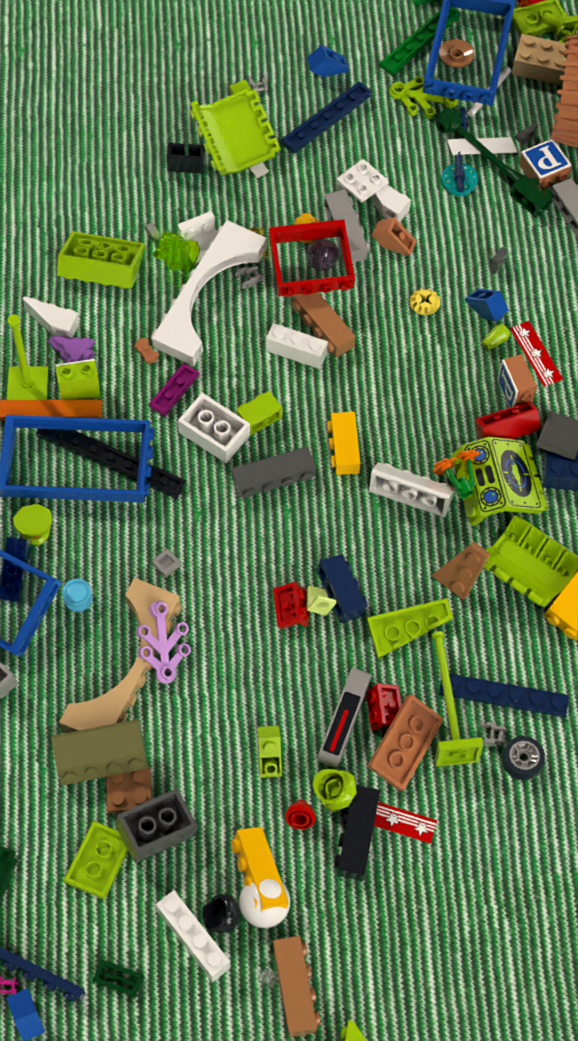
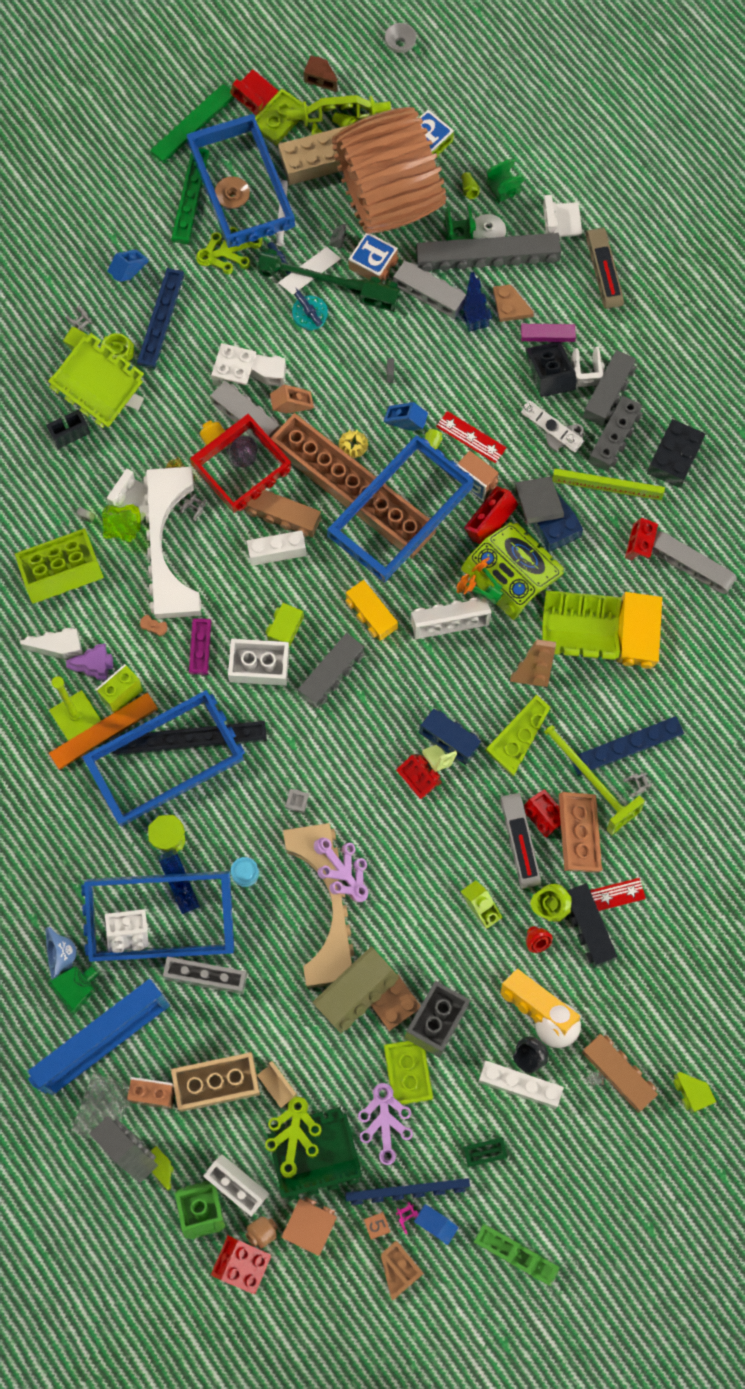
camera: 30 degrees left, 10 degrees up
(46, 888) = (384, 1120): none -> lavender plant
(278, 120) = (121, 345): none -> lime hat
(400, 334) = (347, 479): none -> nougat brick
(418, 336) = (362, 556): none -> blue door
(533, 754) = (679, 780): wheel -> none

